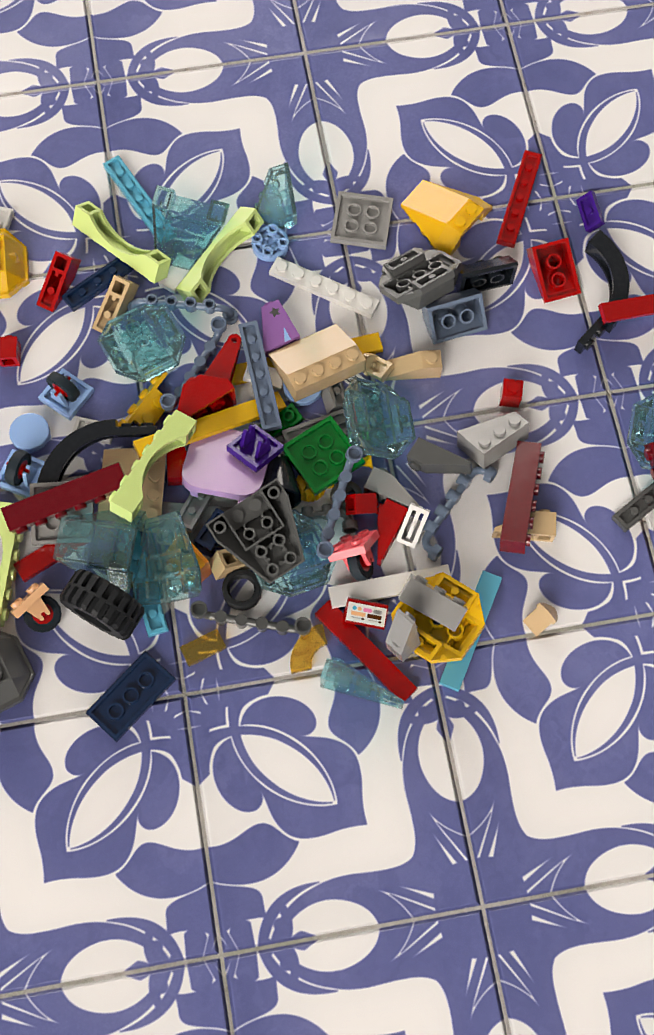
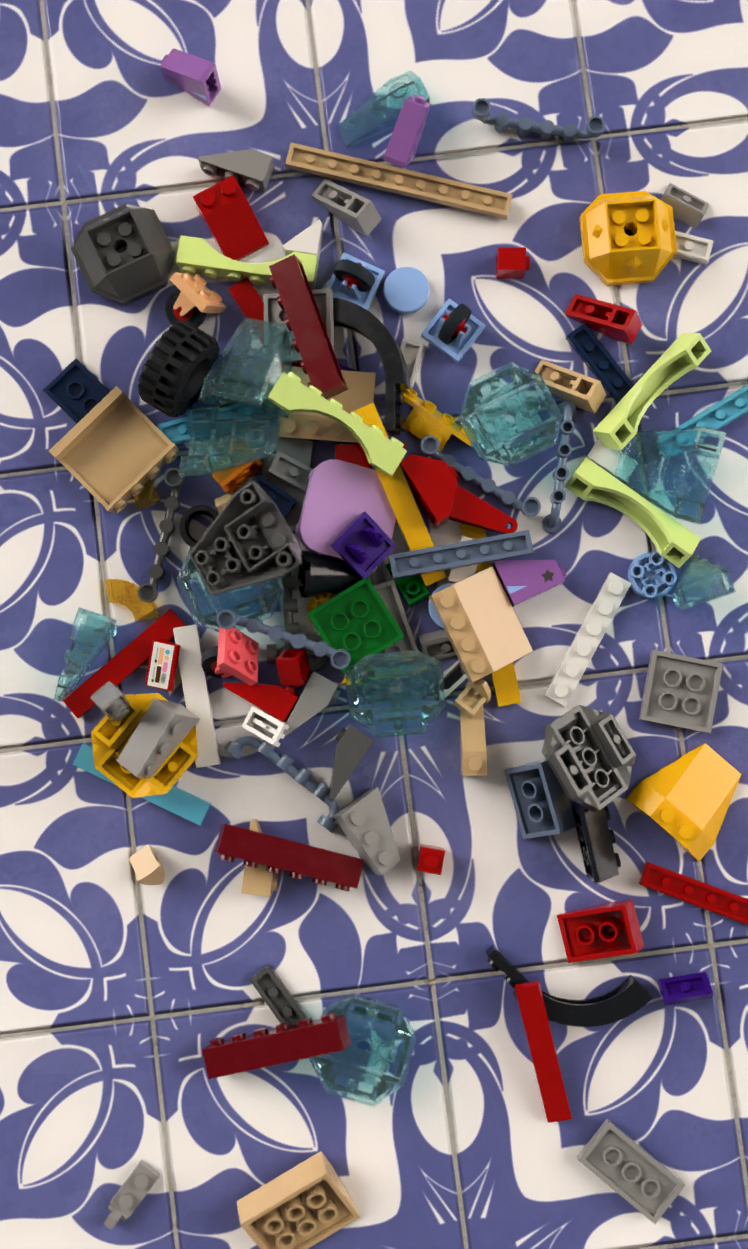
camera: 95 degrees right, 15 degrees up
(175, 666) = (114, 451): none -> tan panel

